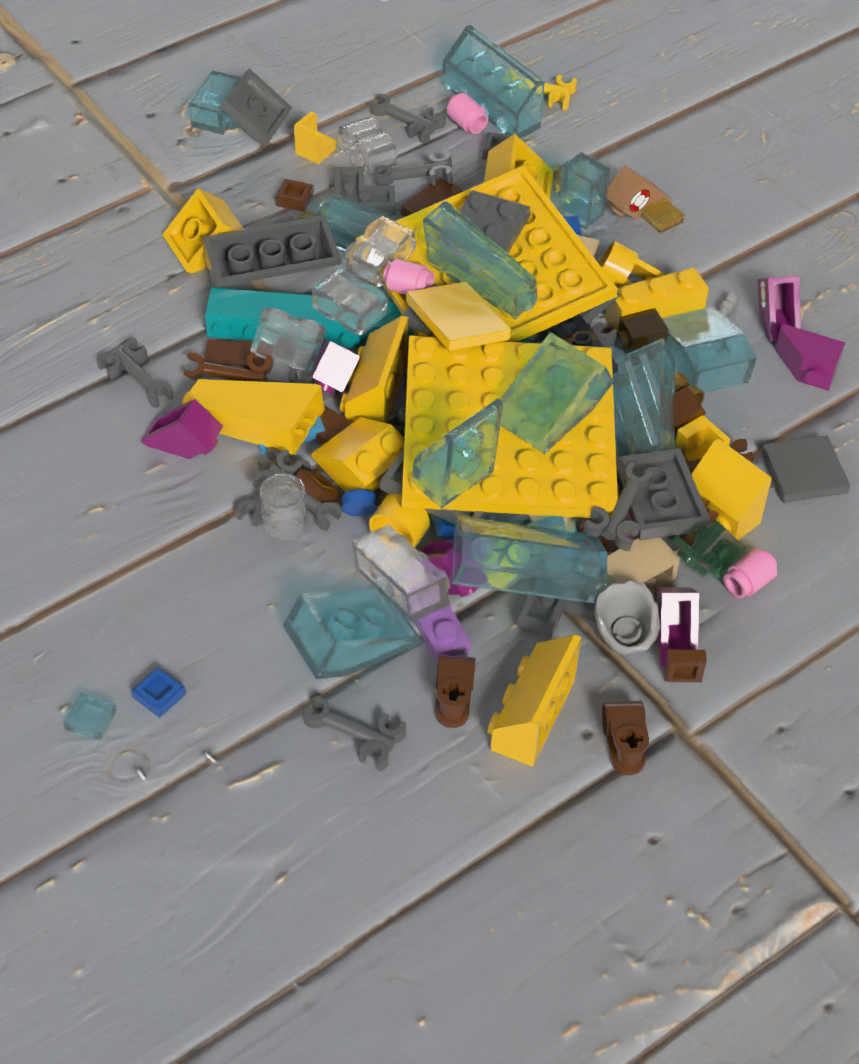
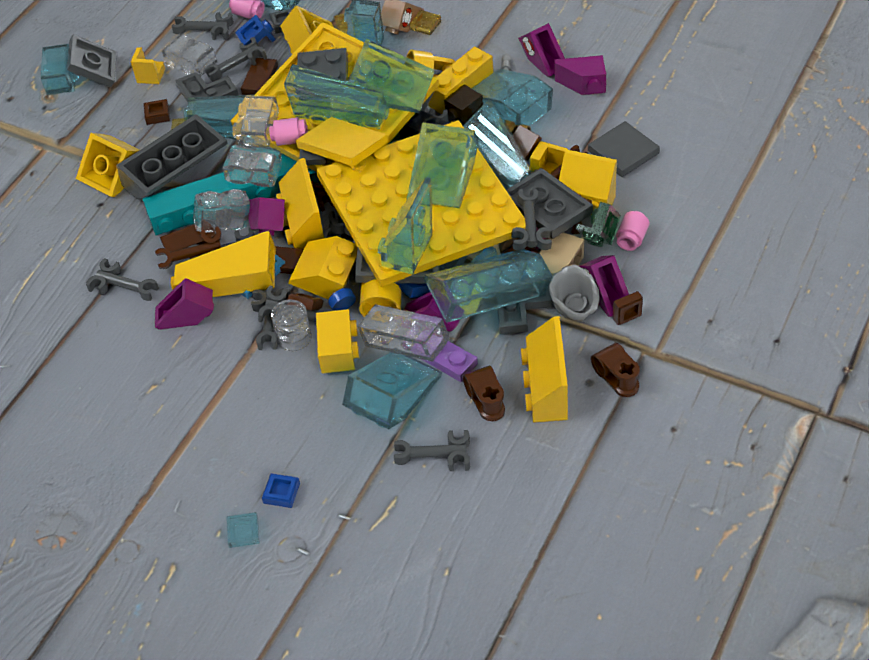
camera: 20 degrees left, 0 degrees up
(320, 548) = (335, 341): none -> yellow brick
(459, 144) = (255, 28): none -> blue bracket
(561, 262) = (393, 74): none -> clear light blue slope

